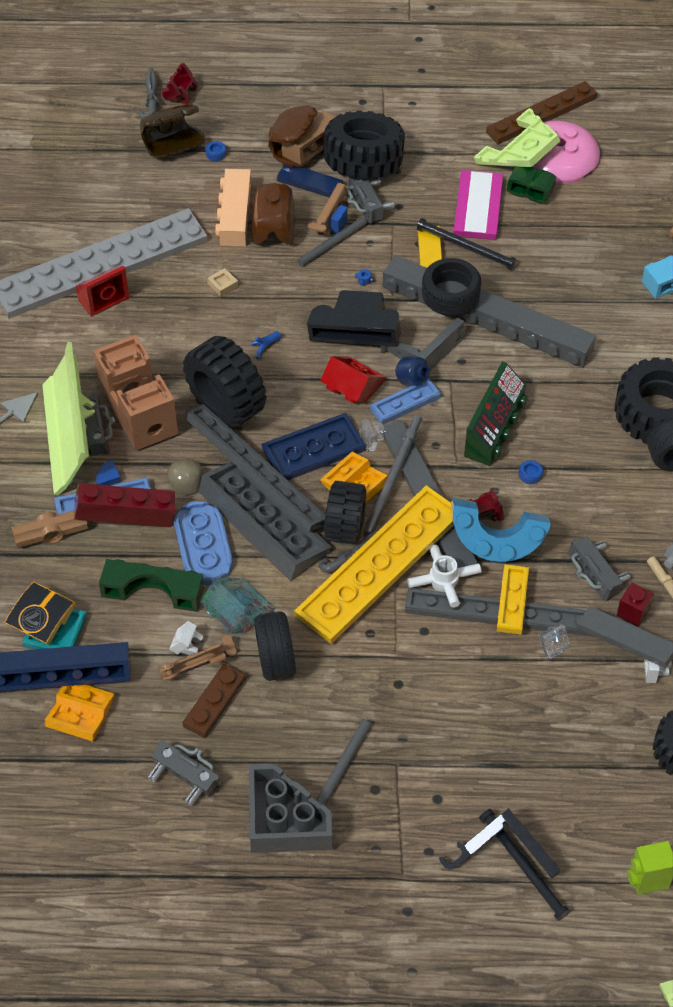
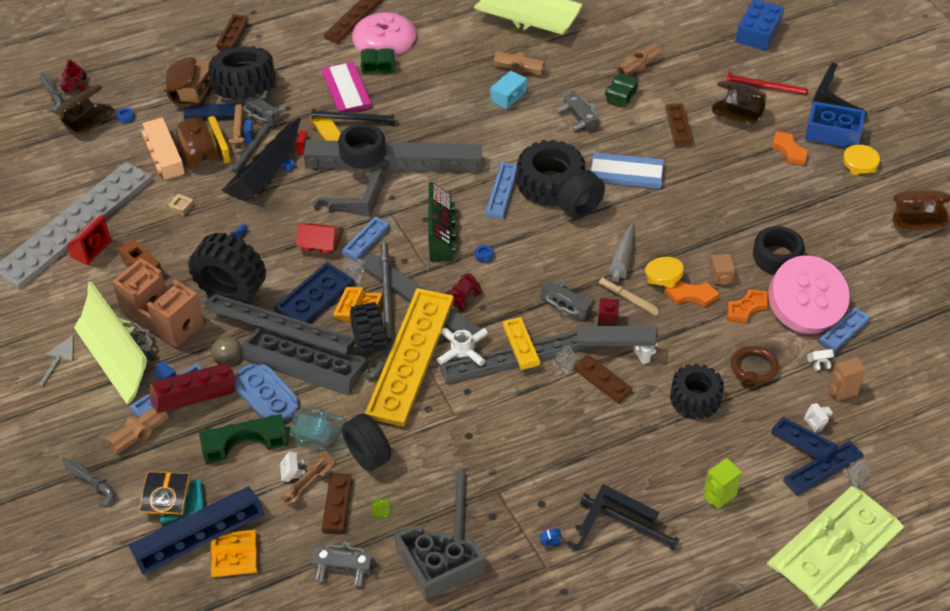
camera: 25 degrees left, 5 degrees down
(143, 325) = (133, 252): none -> dark orange brick
(257, 726) = (380, 508): none -> clear neon green piece
(301, 218) = (220, 141): none -> yellow tile
(324, 275) = (257, 174): none -> black wedge
(356, 319) = (300, 194): black brick -> none
(382, 89) = (232, 32): none -> reddish brown plate
(391, 251) = (301, 140): none -> red tile
(412, 371) = (362, 215): dark blue head -> none
(423, 843) = (550, 537): none -> blue tile
(498, 544) = (491, 310): dark azure brick -> none
(525, 148) = (363, 37): yellowish green wing -> none
(587, 681) = (603, 378): none -> reddish brown plate
(592, 402) = (501, 191): none -> medium blue tile

